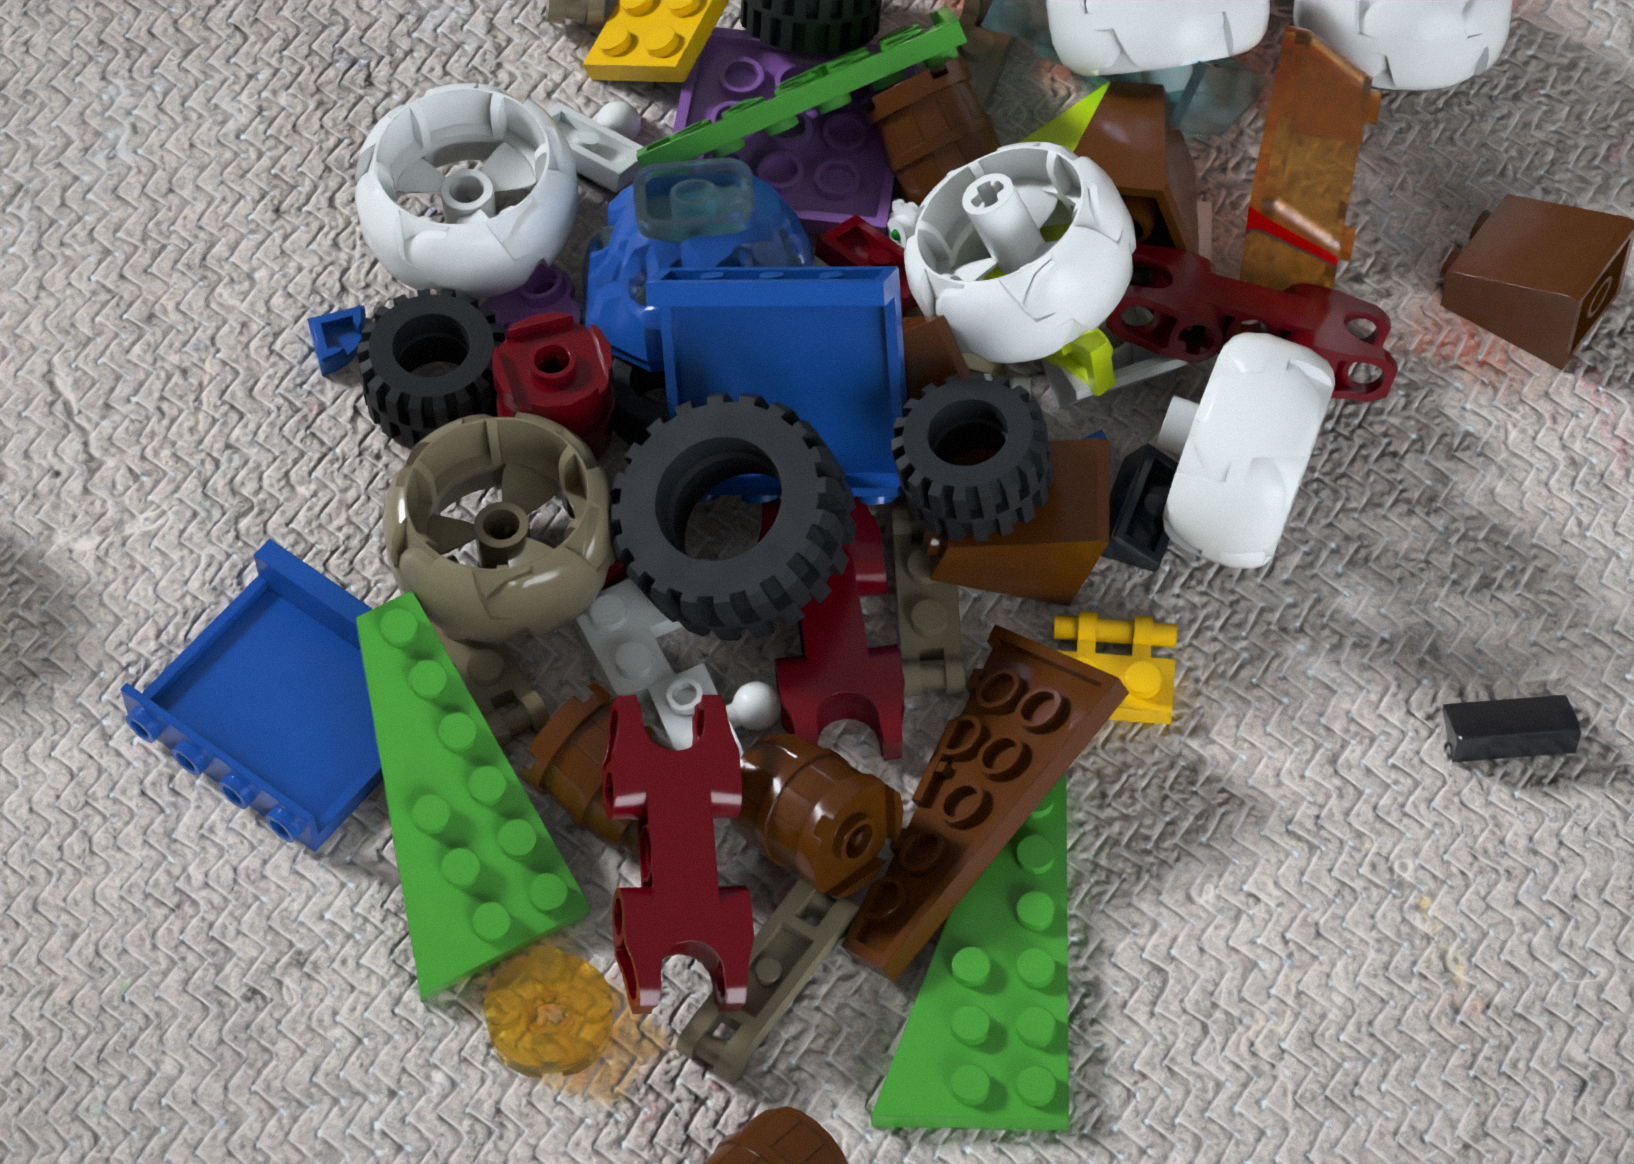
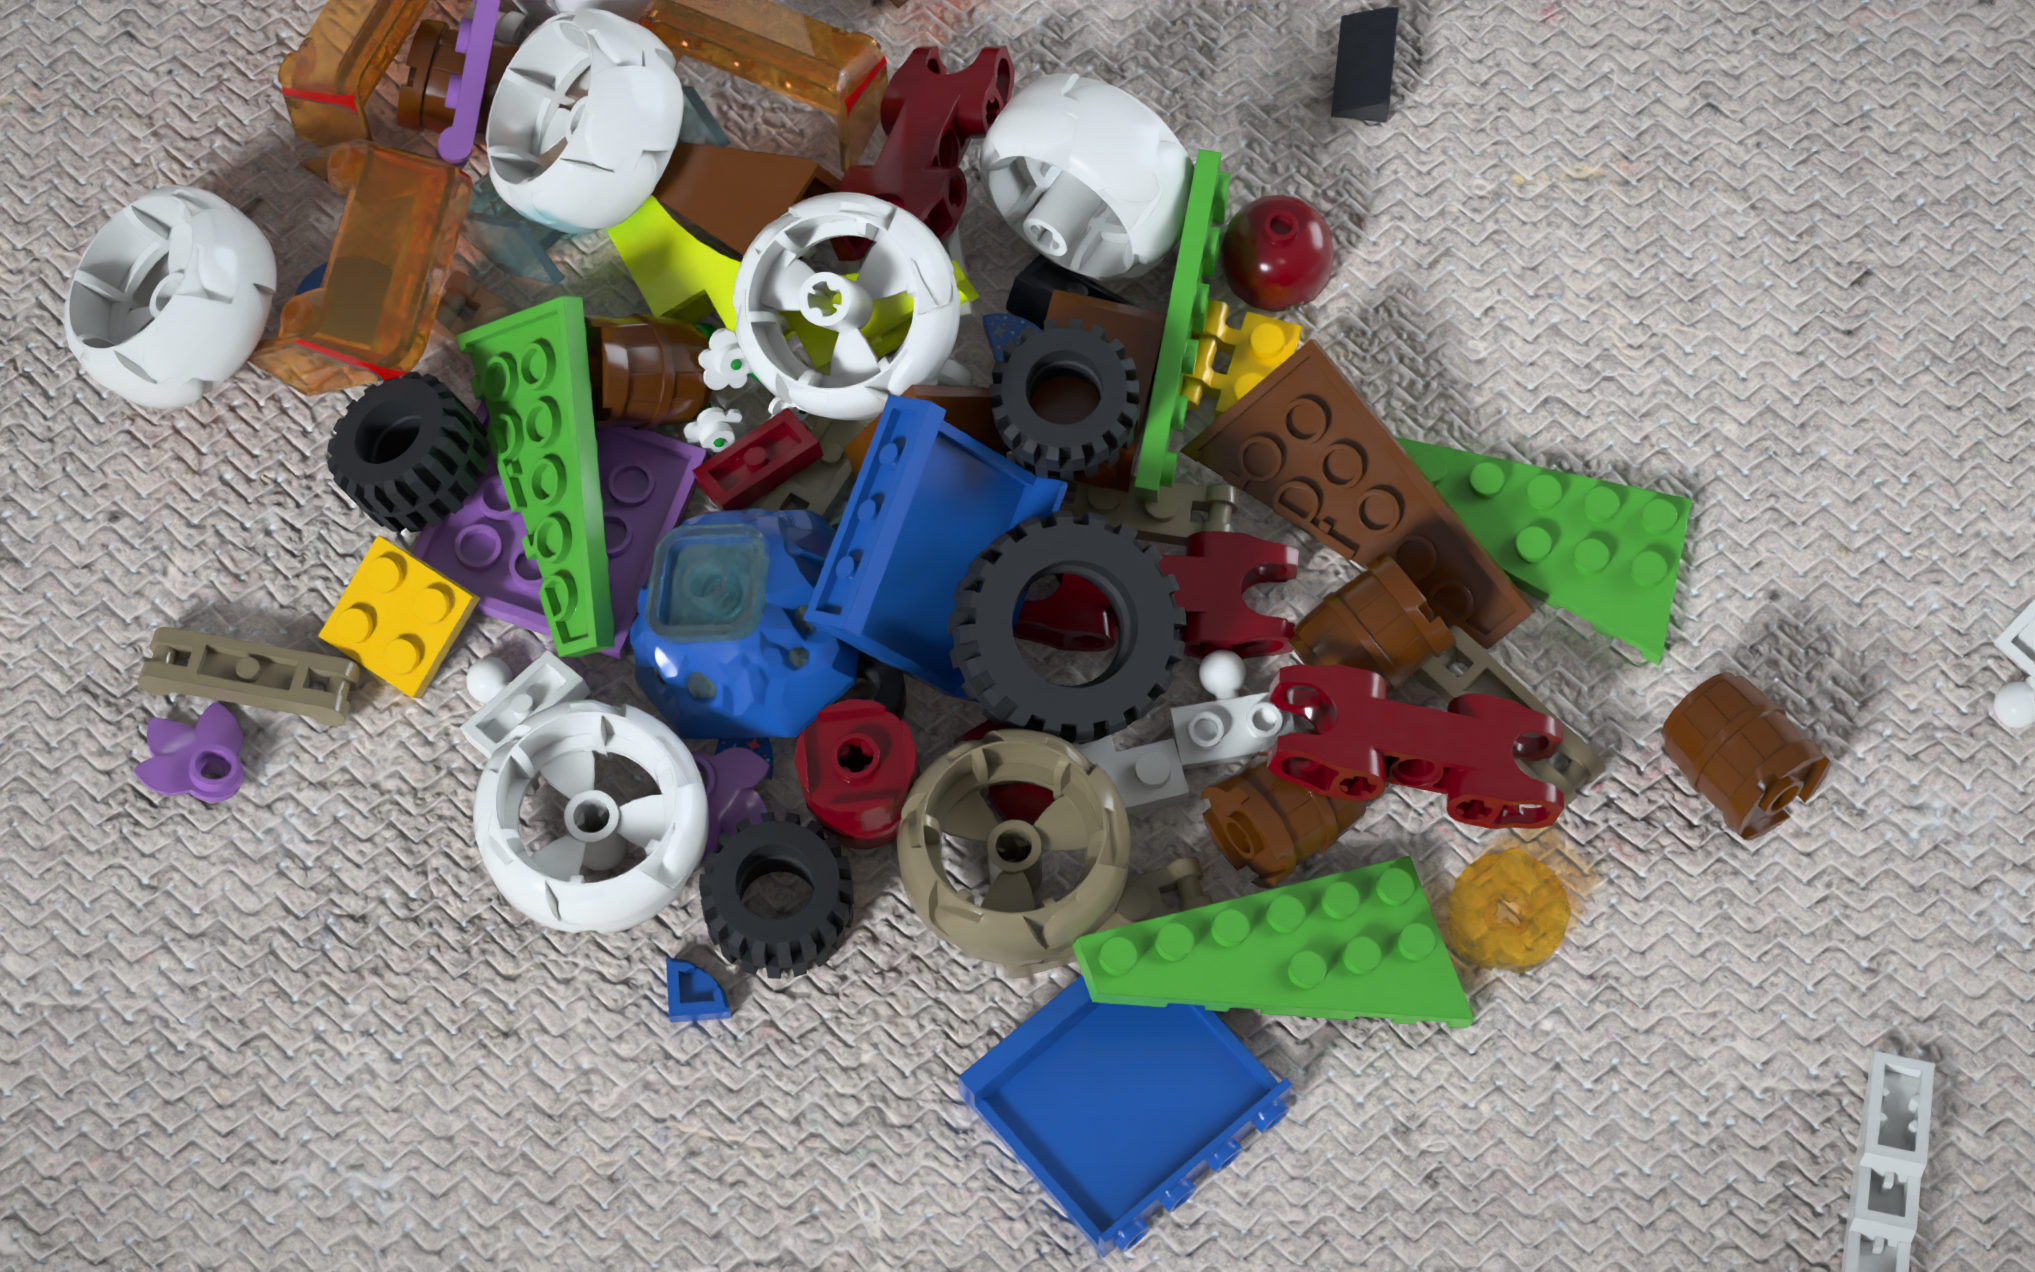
camera: 80 degrees left, 10 degrees up
(1182, 570) = (1185, 315): none -> bright green wing
(1254, 677) = (1277, 253): none -> dark red cylinder

